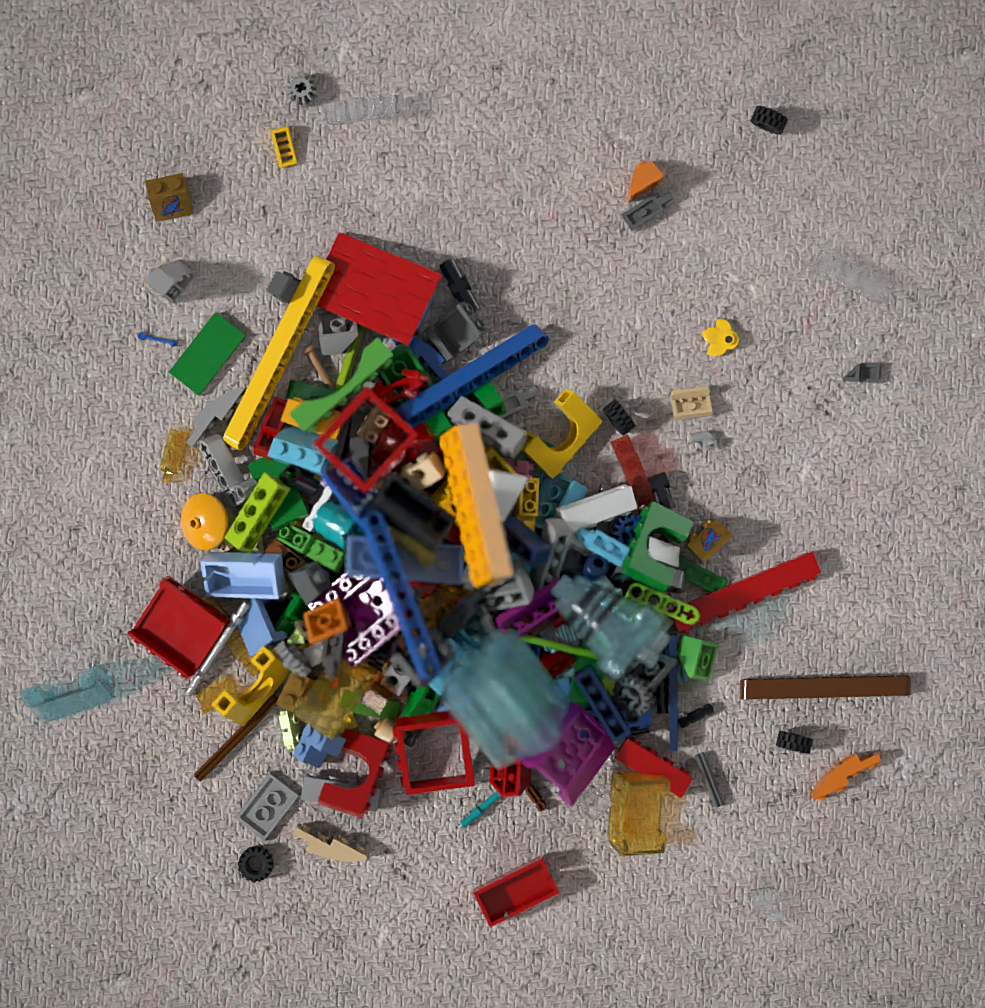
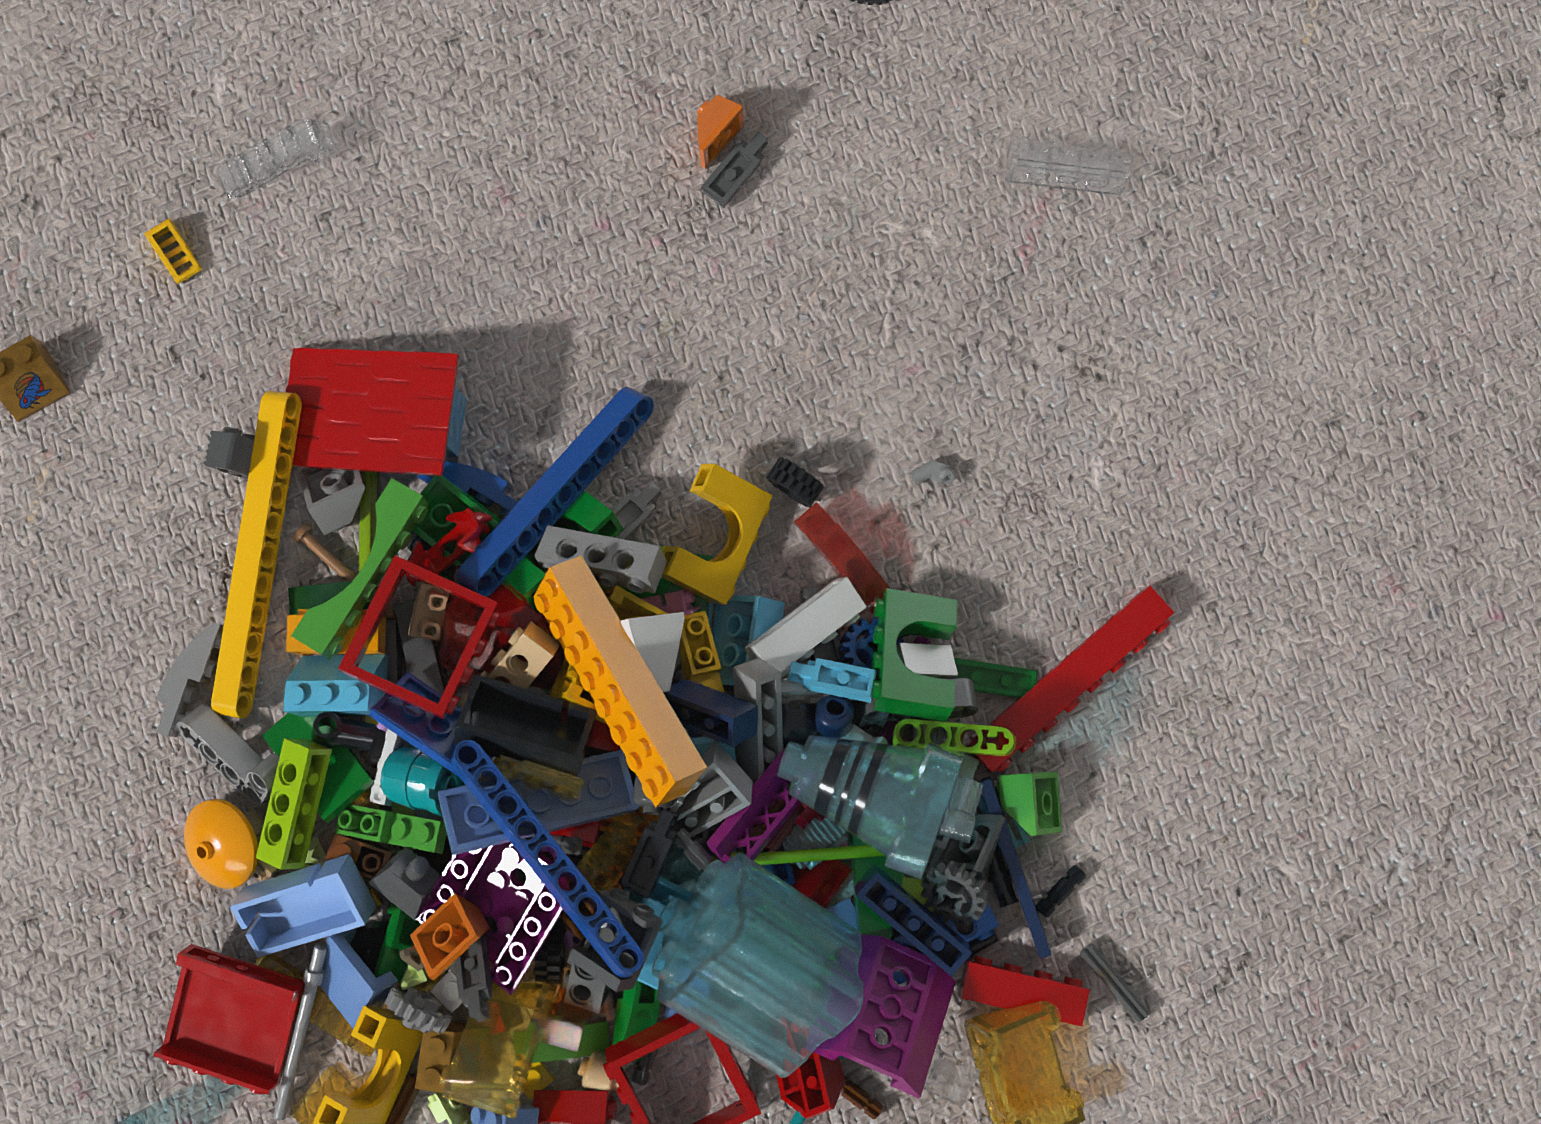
camera: 15 degrees left, 5 degrees down
(142, 336) = (47, 596): blue hinge -> none
(170, 279) = (57, 497): light grey wedge -> none
(173, 454) = (145, 758): clear yellow hinge -> none
(207, 354) = (152, 591): green tile -> none
(270, 428) = (276, 670): red slope -> none
(305, 94) = (167, 153): light grey gear -> none
(456, 331) = (512, 434): dark grey panel -> none
(458, 283) = (496, 369): black piece -> none
(660, 489) = (892, 568): black piece -> none
(691, 402) = (894, 426): tan bracket -> none
(708, 540) = (990, 619): pearl gold slope -> none
(717, 337) = (902, 320): yellow plate -> none
(794, 742) = (1223, 882): black tyre -> none
(825, 687) = (1239, 783): reddish brown beam -> none
(836, 777) = (1304, 913): orange slope -> none
(864, 373) = (1133, 301): dark grey slope -> none

